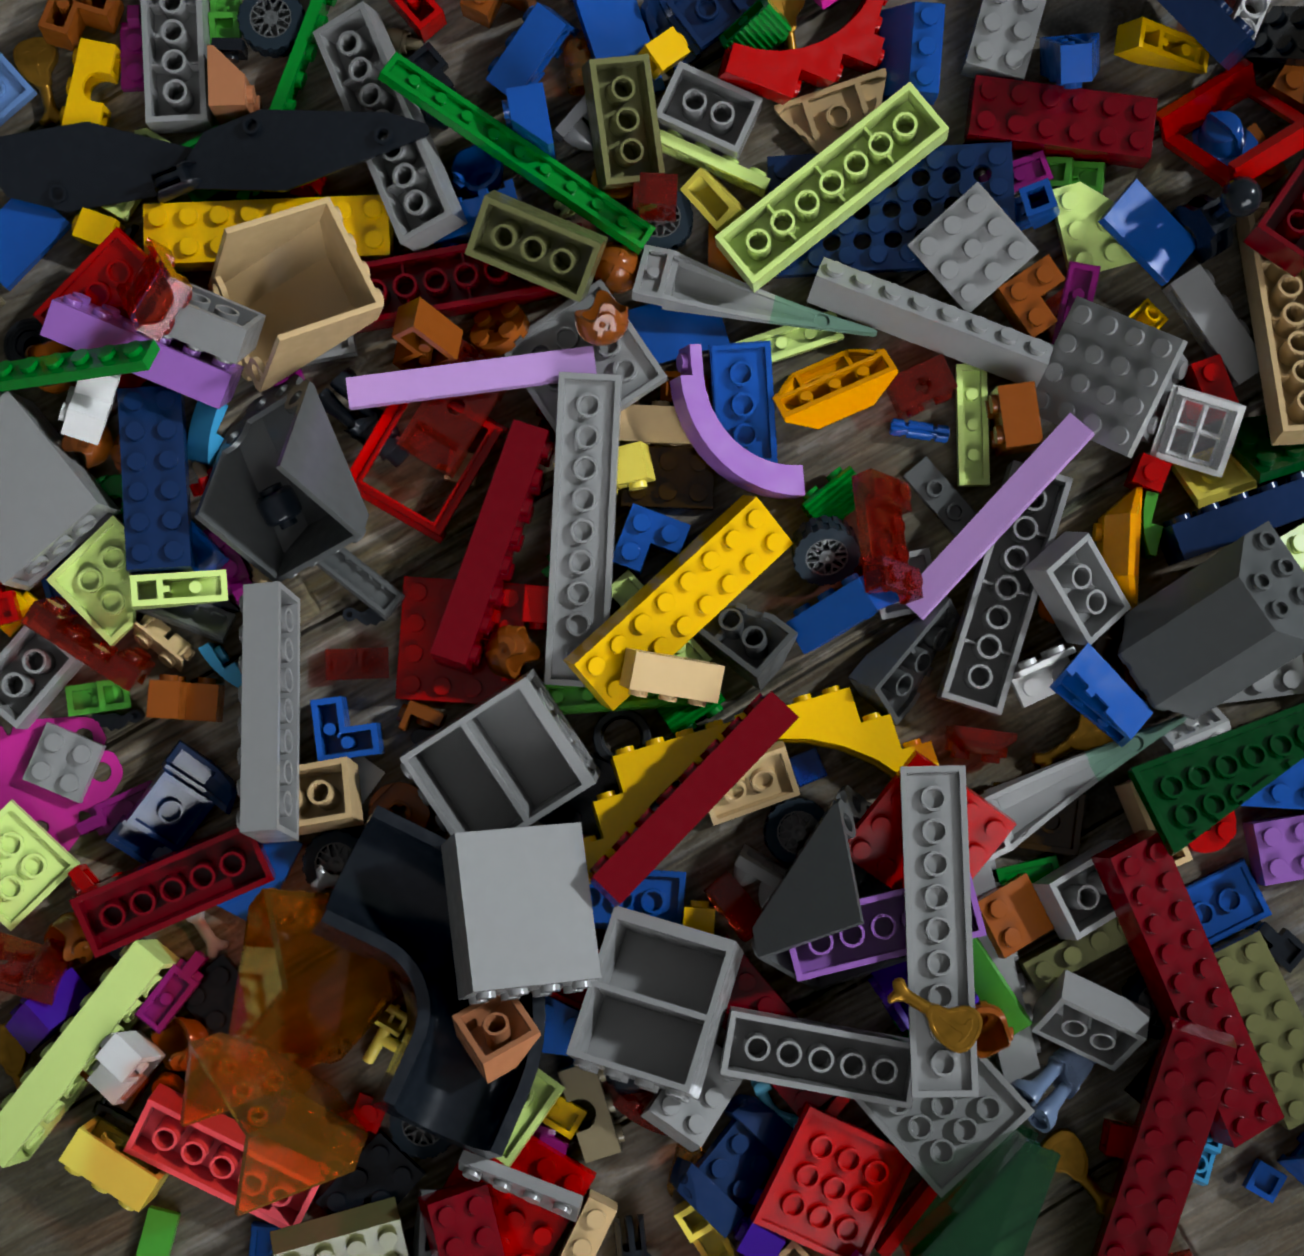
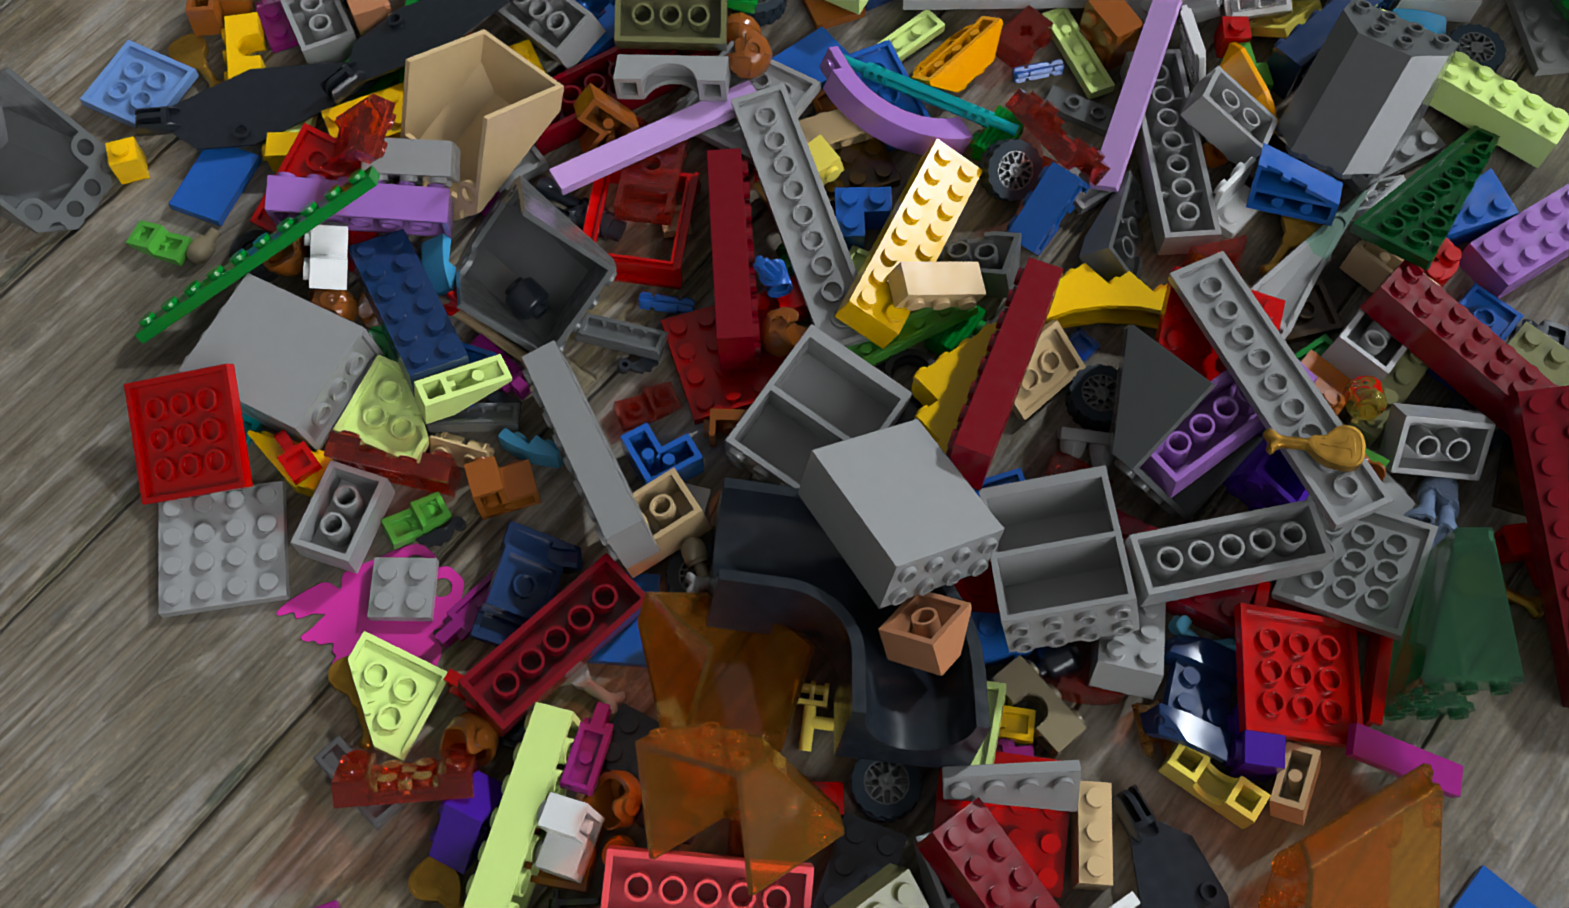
camera: 25 degrees left, 20 degrees down
(335, 848) = (695, 556): none -> dark tan cylinder
(418, 557) = (665, 303): none -> blue axle
(477, 299) = (641, 74): none -> light grey arch
(498, 329) = (663, 104): dark orange plate -> none
(523, 588) = (773, 276): none -> blue axle
(693, 288) = (808, 25): light grey plate -> none
(778, 430) = (931, 96): none -> teal axle
(1043, 952) = (1365, 397): none -> clear yellow head
(1088, 482) = (1191, 45): none -> white piece

